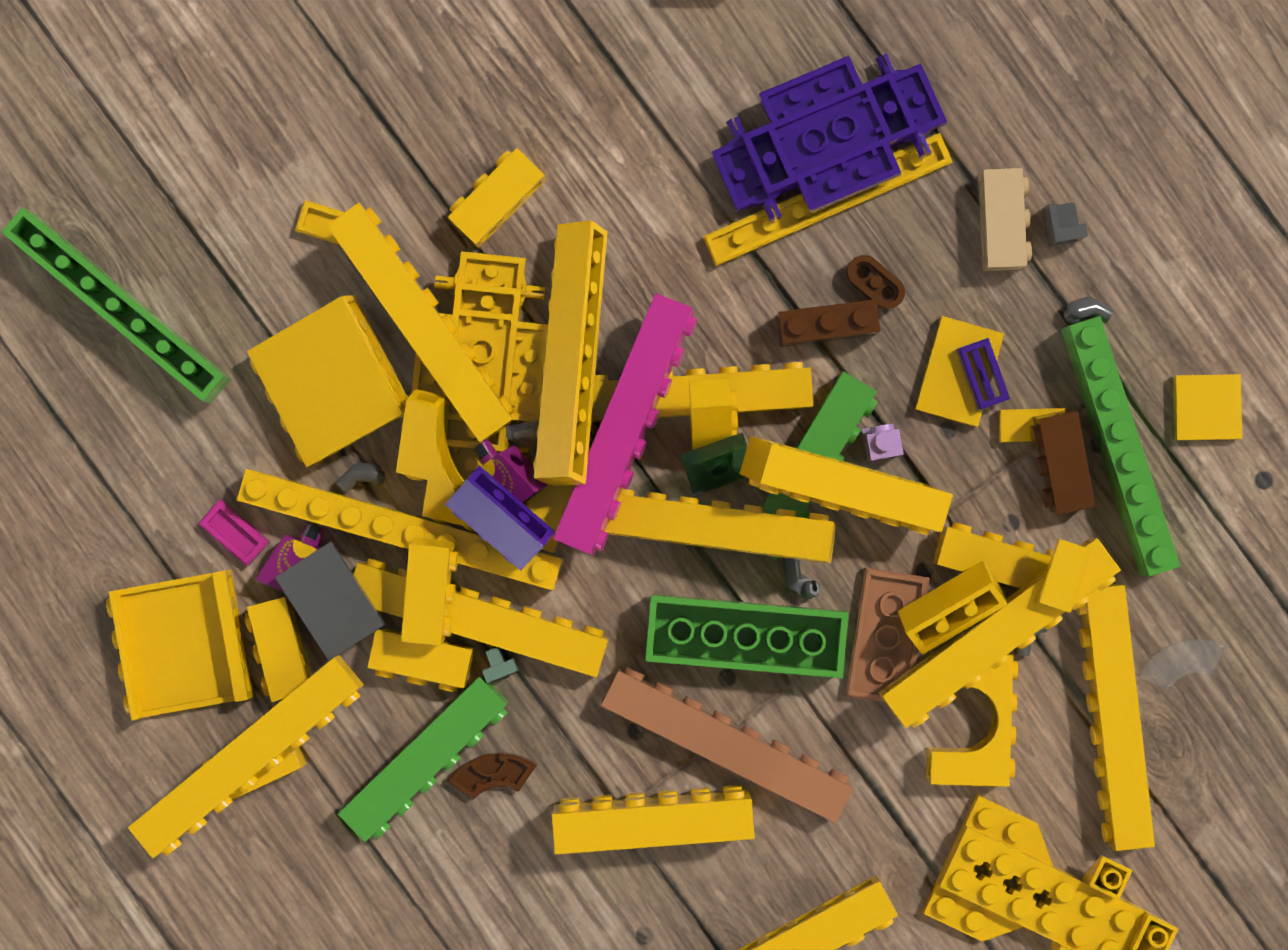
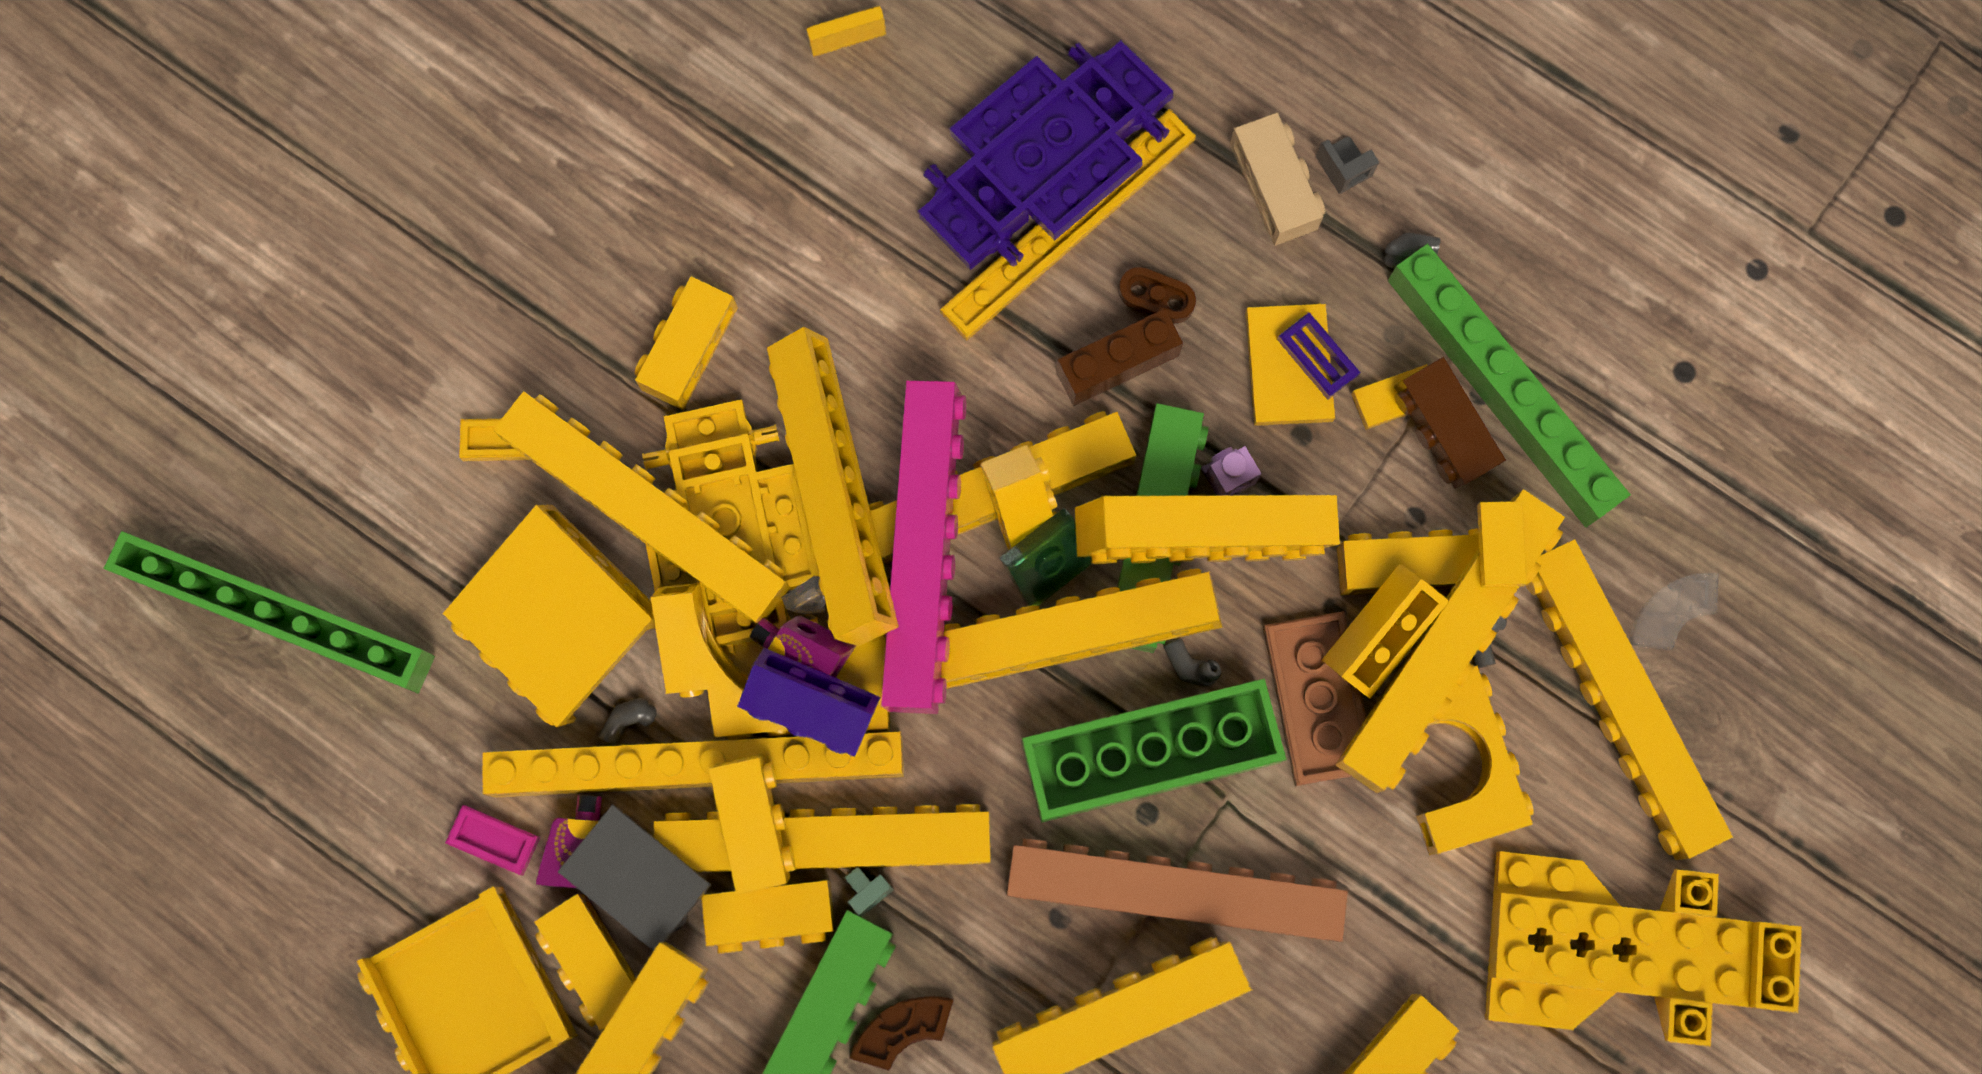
camera: 20 degrees left, 10 degrees down
(1207, 407) = (1588, 310): yellow tile -> none

